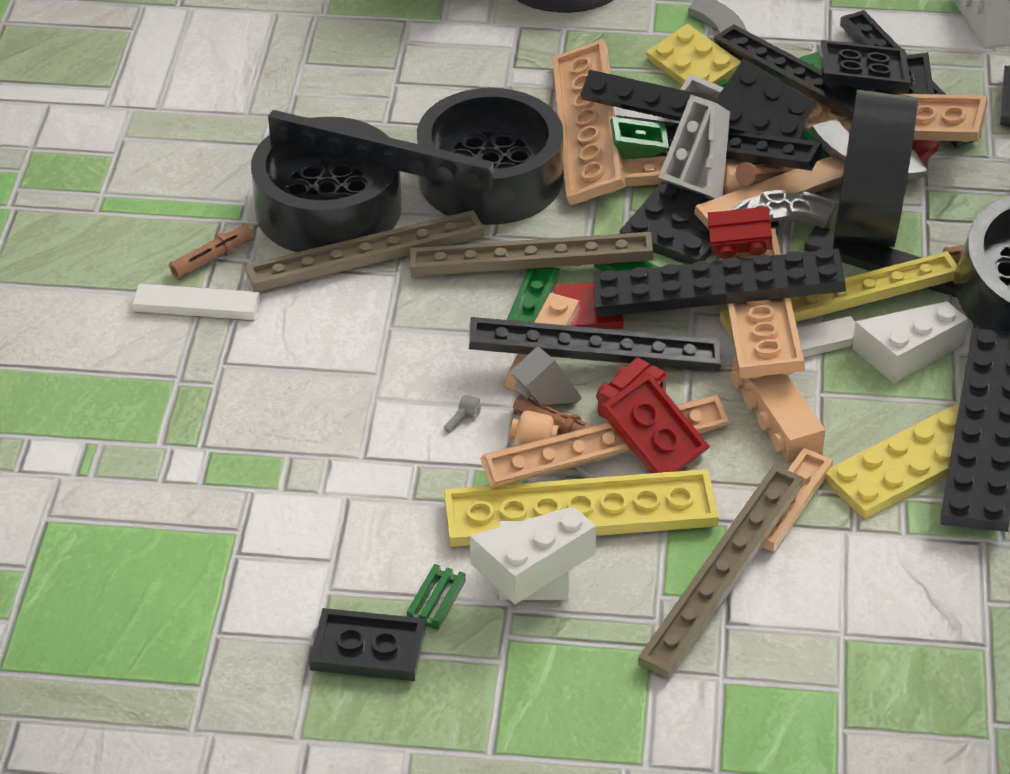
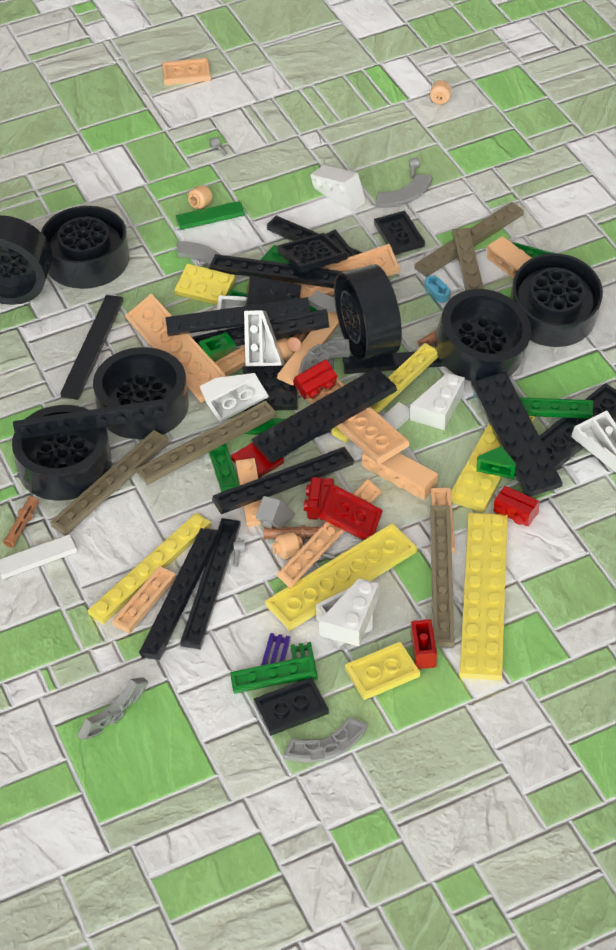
camera: 30 degrees left, 5 degrees up
(128, 536) = (113, 713): none -> light grey tile
(286, 415) = (144, 600): none -> light nougat plate
(329, 380) = (162, 556): none -> light yellow plate
(338, 429) = (179, 594): none -> black plate
(364, 725) = (331, 747): none -> light grey tile
(377, 590) = (273, 674): none -> green tile
(392, 438) = (210, 585): none -> black tile
(402, 564) = (278, 639): none -> dark purple tile
(488, 73) = (91, 347): none -> black tile
(534, 659) = (382, 670): none -> light yellow plate
(607, 204) = (233, 394): none -> white slope
(618, 649) = (423, 644): none -> red brick
(769, 633) = (484, 597): none -> light yellow plate
(915, 529) = (516, 505): none -> red brick
(923, 452) = (496, 463): none -> green slope

